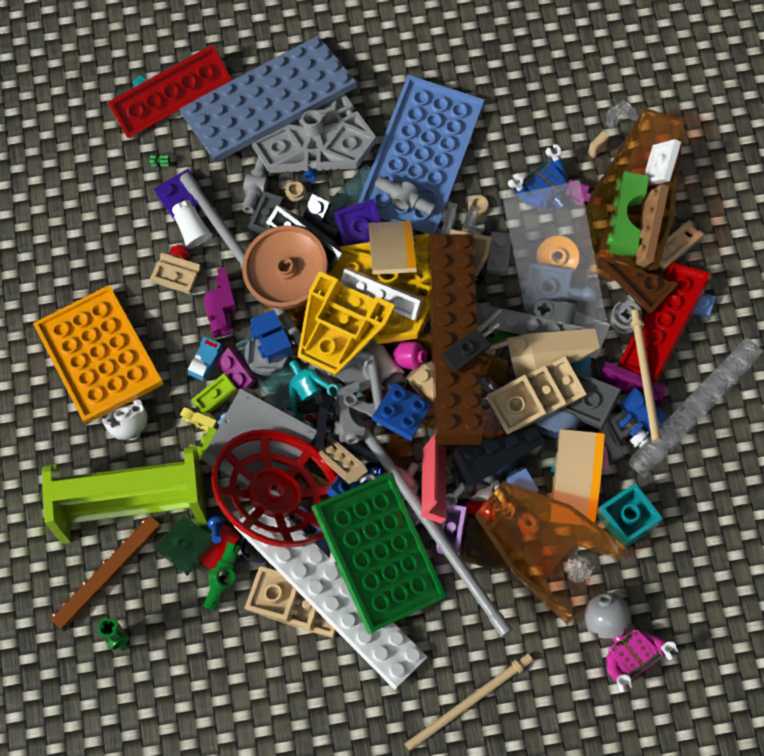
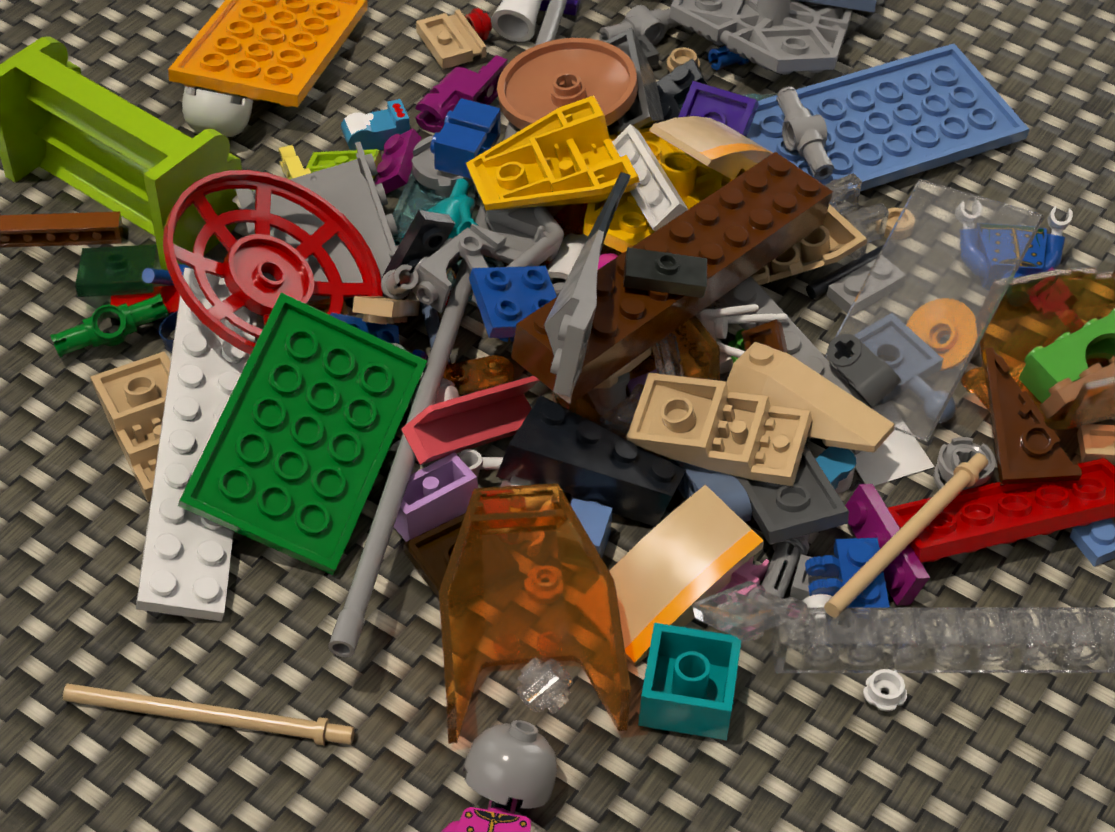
camera: 40 degrees right, 20 degrees down
(333, 444) = (402, 276): none -> light grey pin
(472, 414) = (574, 309): none -> light grey plate
(504, 331) = (766, 334): none -> reddish brown tile
(626, 474) = (749, 611): none -> clear plate
(692, 444) = (887, 681): none -> white plate

